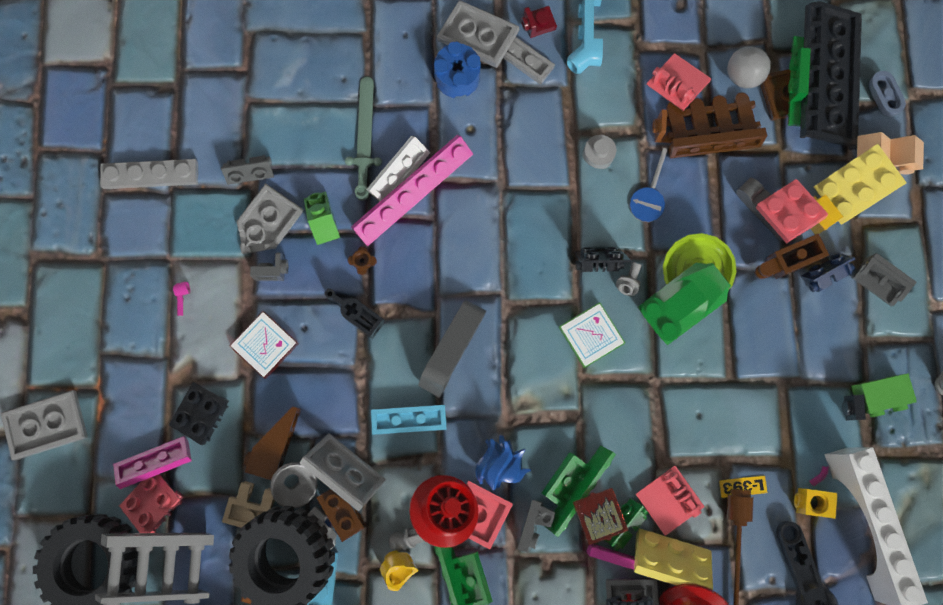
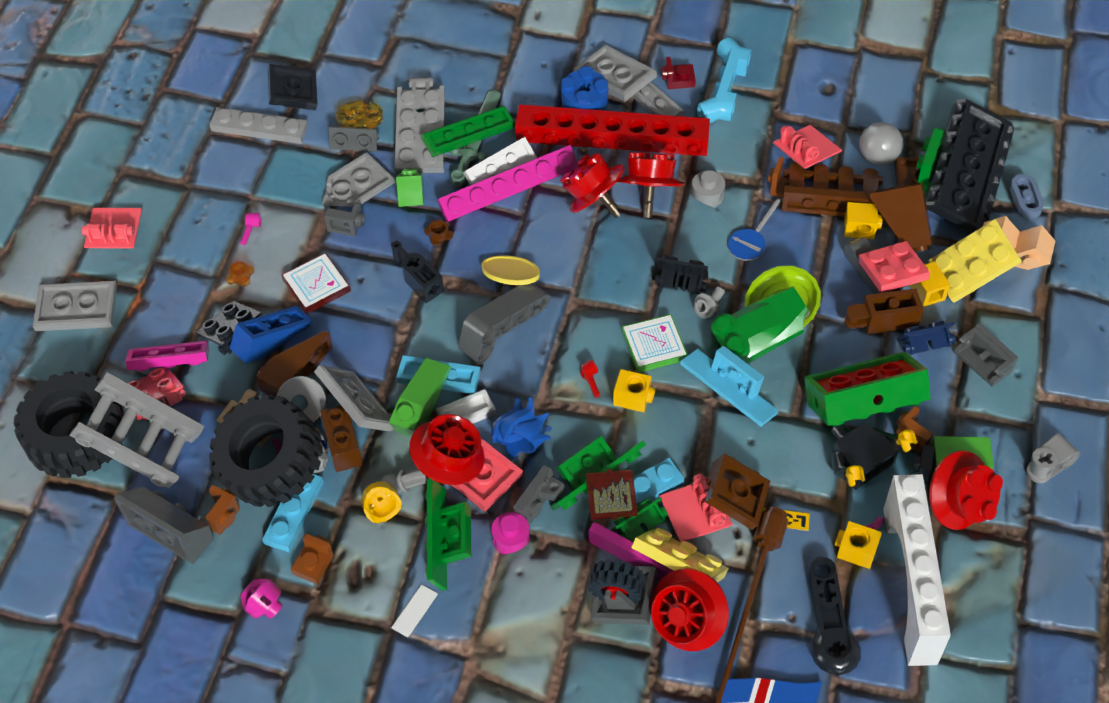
camera: 20 degrees right, 25 degrees down
(47, 329) = (112, 228): none -> coral hinge
(168, 124) = (292, 87): none -> black hinge
(184, 348) = (241, 269): none -> clear orange plate
(239, 414) = (265, 334): none -> blue slope
(245, 143) = (359, 115): none -> clear yellow tile
(308, 148) = (410, 125): none -> light grey hinge
(357, 139) = (468, 131): none -> green tile
(401, 454) = (419, 397): none -> bright green slope
(442, 291) = (510, 270): none -> light yellow piece
(443, 449) = (472, 407): none -> white tile
(496, 181) = (592, 182): none -> red piece
(519, 568) = (510, 533): none -> dark pink piece
(540, 381) = (587, 372): none -> red hand
(547, 159) = (651, 173): none -> red piece
(573, 87) = (613, 130): none -> red brick
(578, 399) = (632, 381): none -> yellow brick
(628, 480) = (657, 481): none -> medium azure plate
(671, 364) = (733, 381): none -> medium azure bracket
(706, 483) = (737, 490): none -> reddish brown plate
(747, 157) = (861, 220): none -> yellow brick
(790, 147) = (906, 213): none -> reddish brown slope
(795, 348) = (867, 388): none -> green brick
(802, 411) = (866, 452): none -> black torso
(840, 381) = (907, 421): none -> dark orange bracket
(901, 437) = (964, 491): none -> red piece

